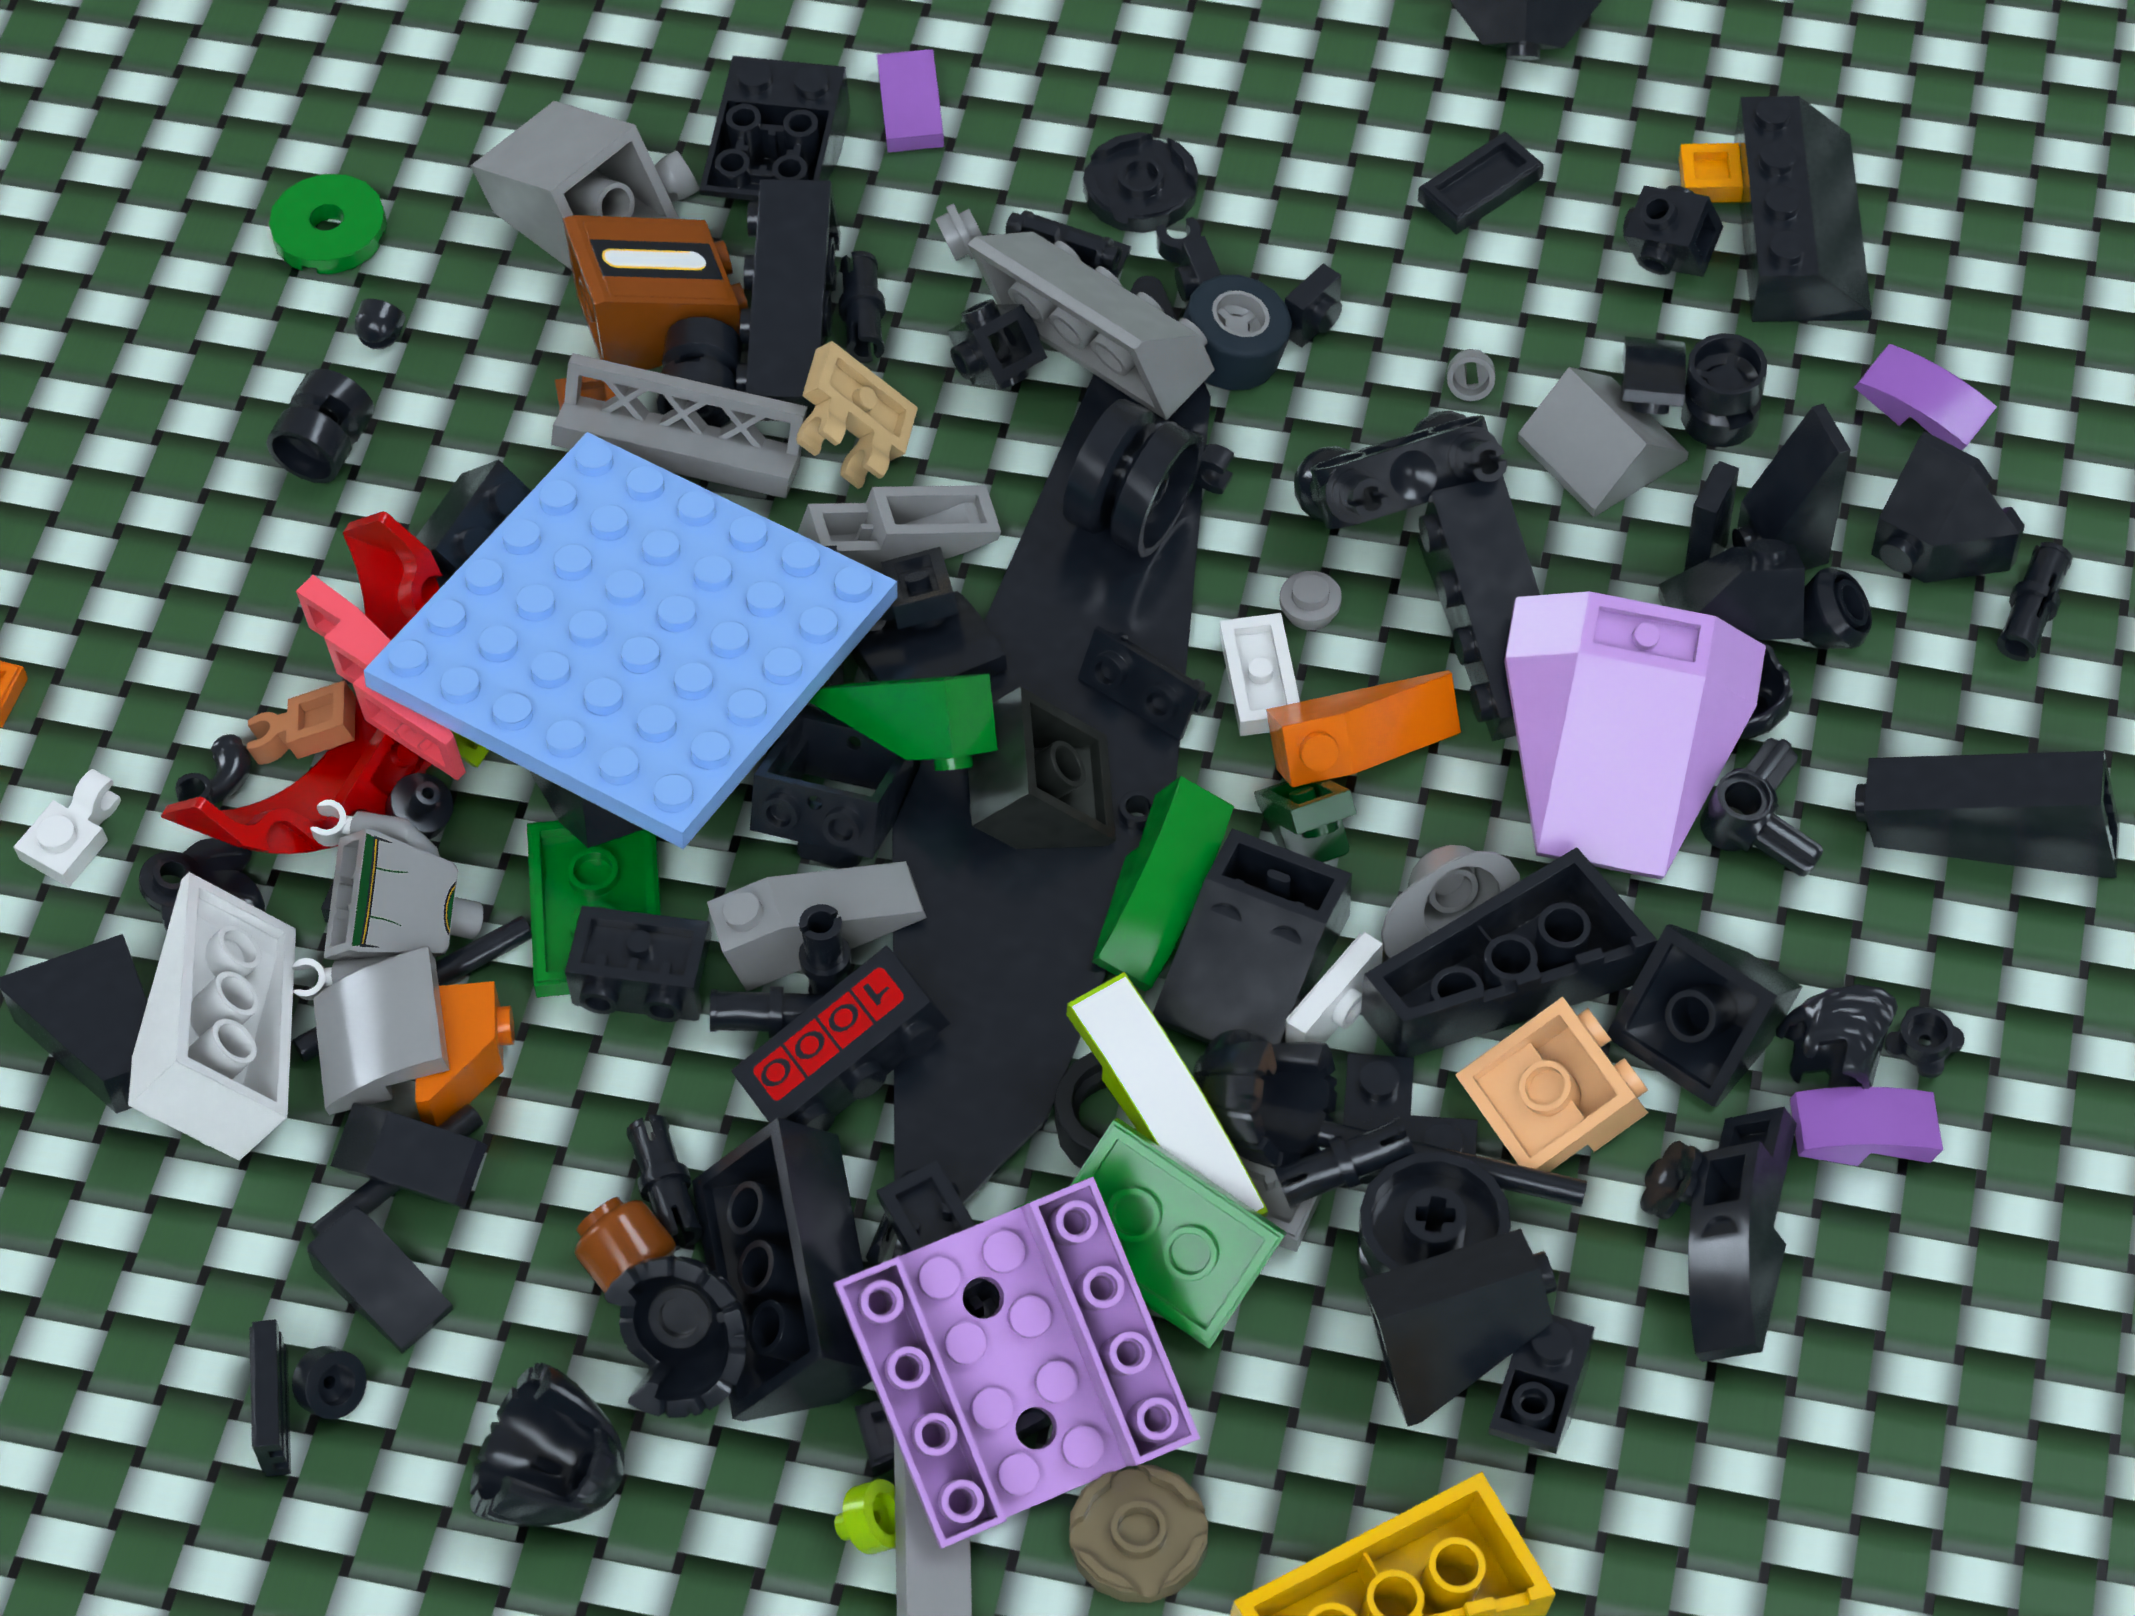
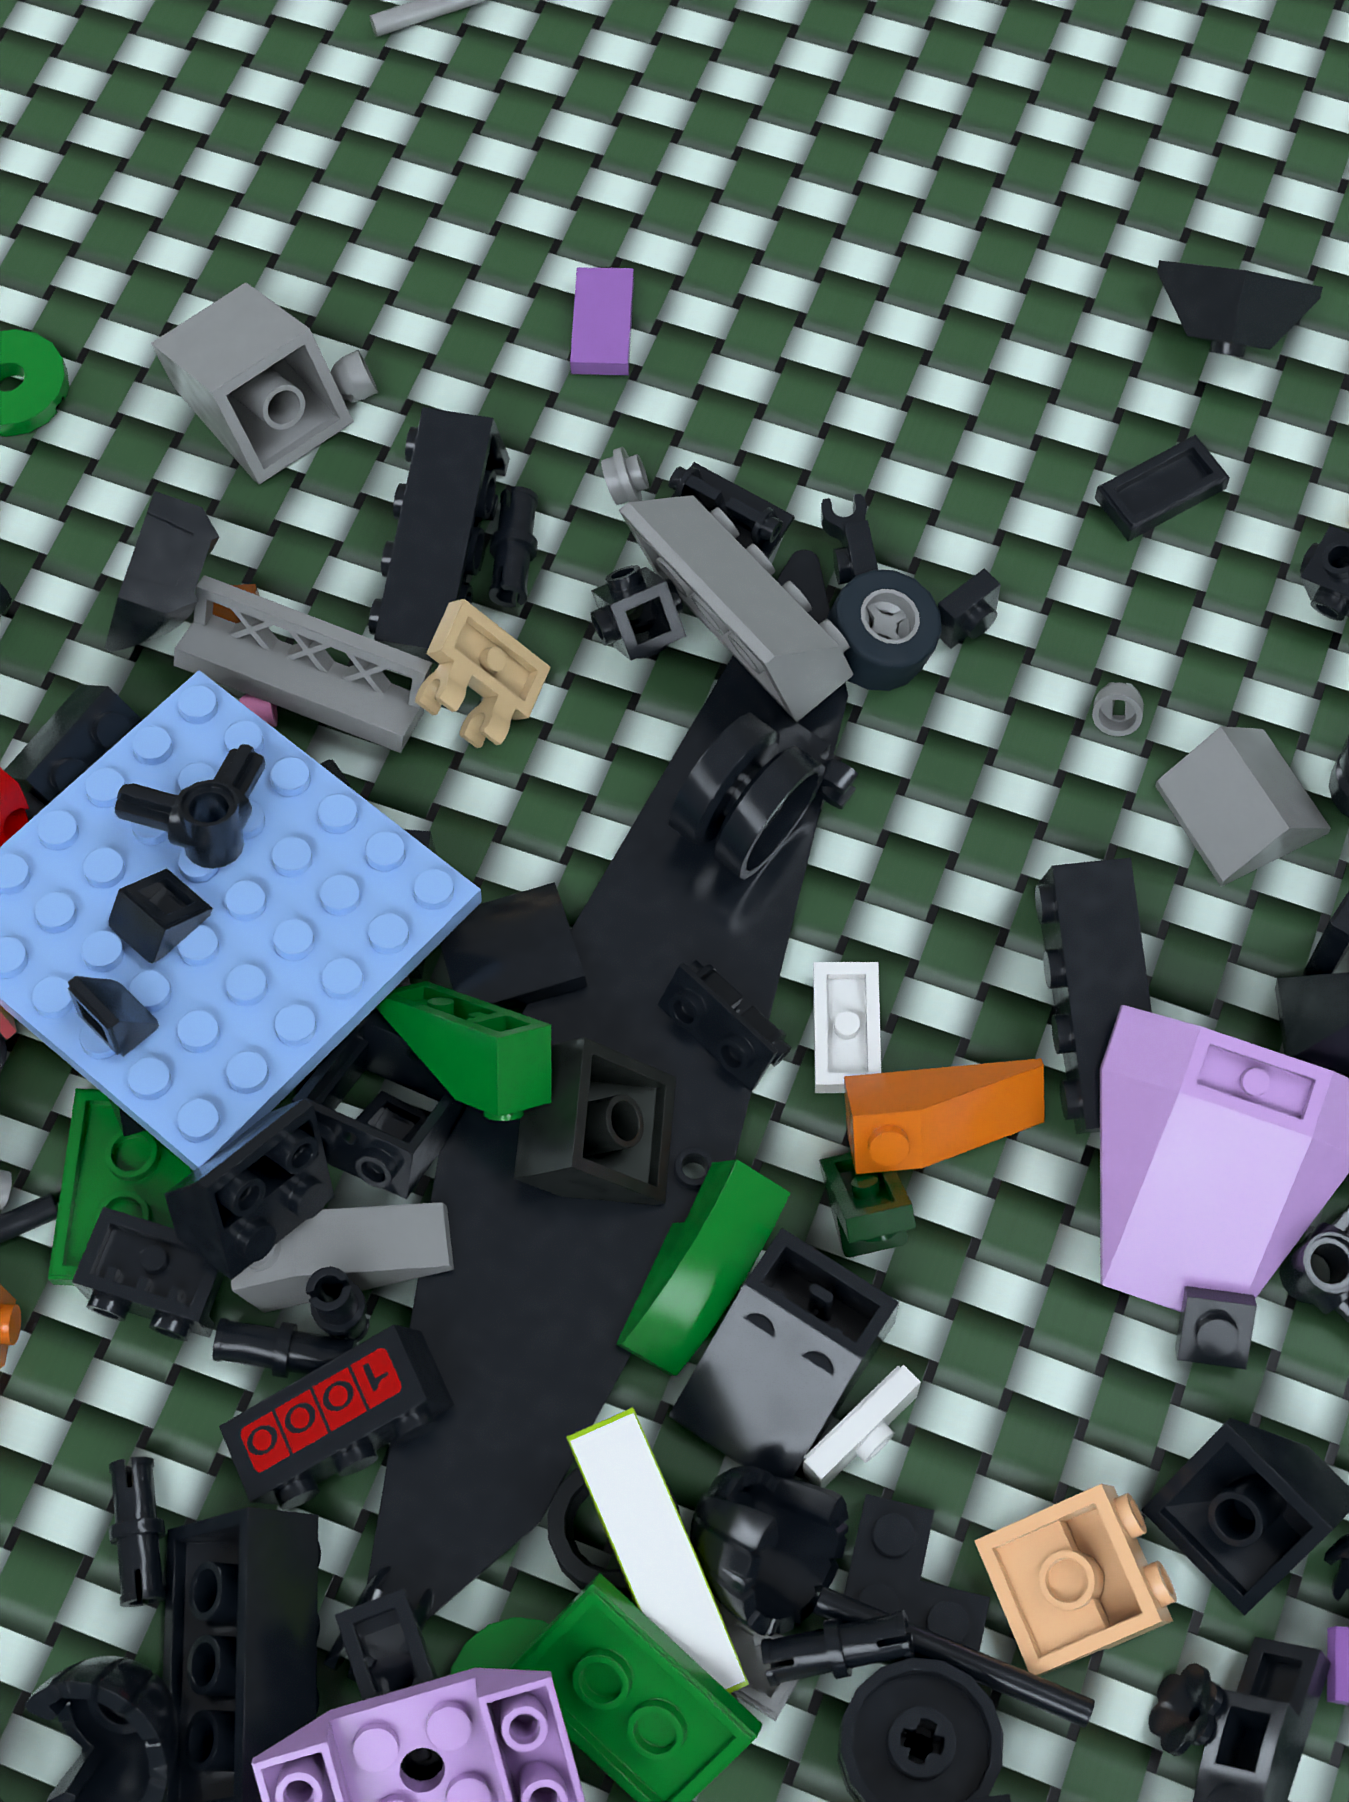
camera: 10 degrees right, 10 degrees up
(378, 323) = (35, 502): black hinge -> none
(529, 359) = (162, 572): none -> black slope
(573, 712) = (112, 1012): none -> black slope
(597, 629) = (157, 914): none -> black slope
(618, 1238) = (79, 1611): dark orange head -> none
(627, 542) = (205, 815): none -> black axle
(643, 278) = (304, 503): dark orange slope -> none
(705, 353) = (340, 590): black wheel -> none
(734, 848) = (254, 1190): none -> black slope
(776, 126) = (459, 342): black slope -> none
(905, 522) = (506, 805): light grey slope -> none
(922, 591) = (511, 882): black hinge -> none
(1140, 182) = (817, 442): black tile -> none
(1310, 599) = (912, 944): light grey plate -> none
(1398, 473) = (1063, 820): black piece -> none
(1443, 889) = (995, 1333): light grey piece -> none
(1509, 960) = (1062, 1415): black wedge -> none
(1648, 872) = (1215, 1327): none -> black plate
(1653, 374) = (1308, 738): black slope -> none

